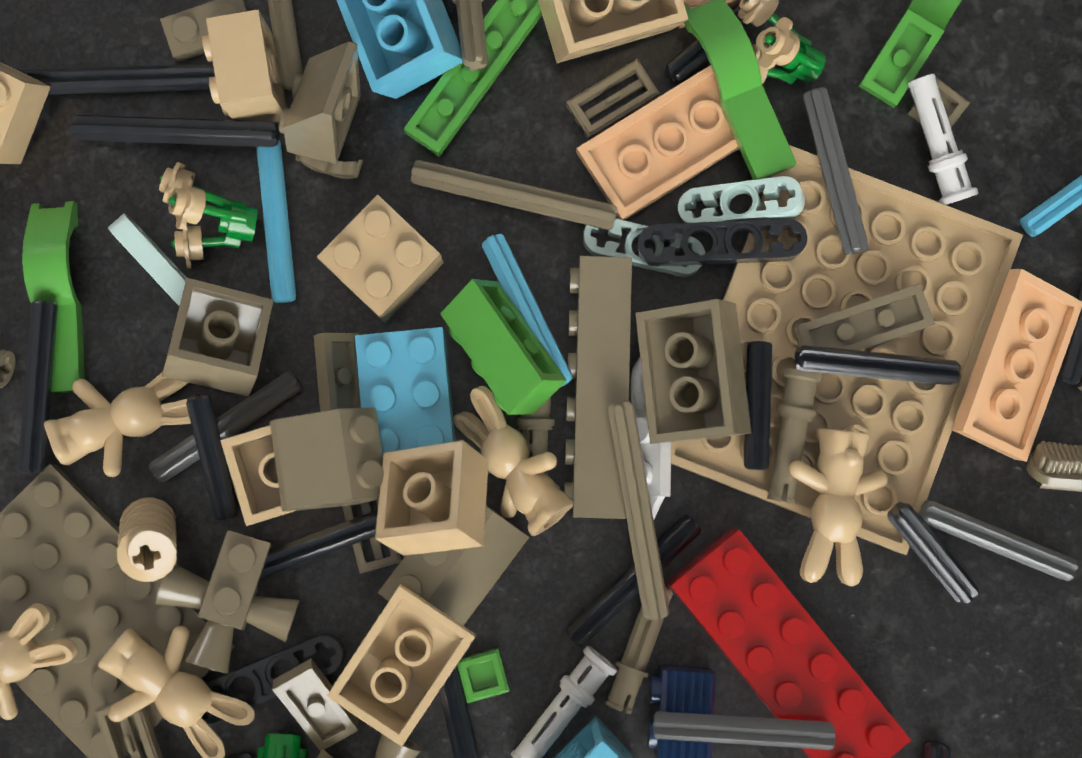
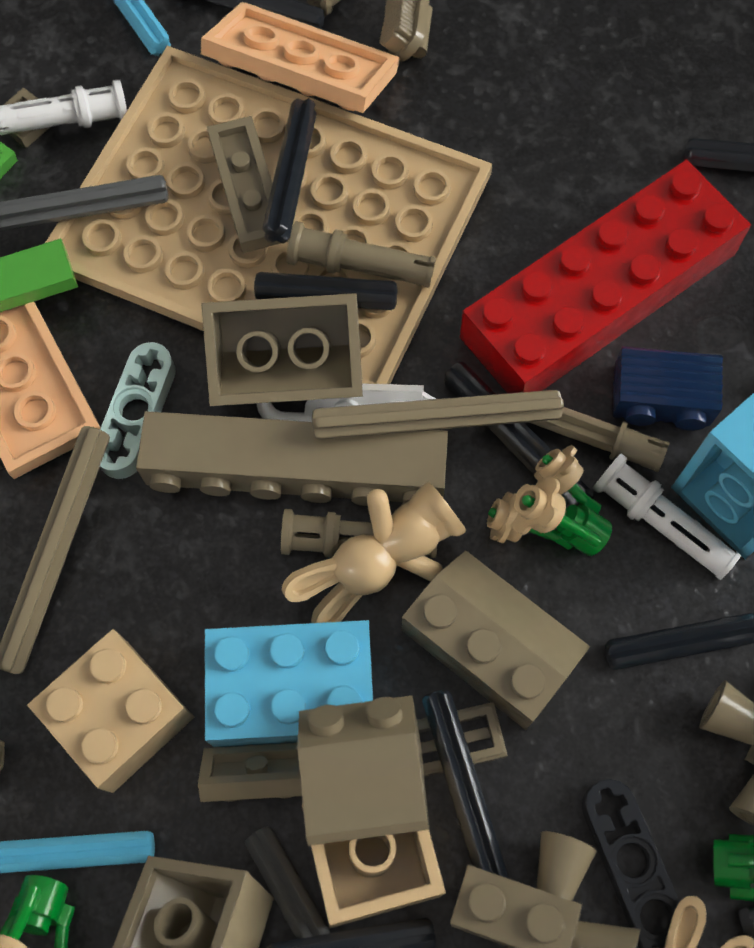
camera: 80 degrees left, 15 degrees down
(304, 695) = (674, 814): dark tan plate -> none
(401, 665) = (622, 695): tan slope -> none
(432, 499) = (418, 636): tan brick -> none
(483, 675) = (629, 609): bright green tile -> none
(502, 347) = (236, 560): bright green brick -> none
(516, 287) = (195, 536): medium azure axle -> none
(549, 600) = (543, 508): none -> tan plant
(720, 236) = (134, 320): black beam -> none
(726, 192) = (83, 285): light aqua beam -> none
(744, 730) = (685, 313): dark grey axle -> none
(836, 512) = (446, 217): tan animal -> none
(932, 552) = (489, 139): black axle -> none
(998, 540) = (477, 86): dark grey axle -> none

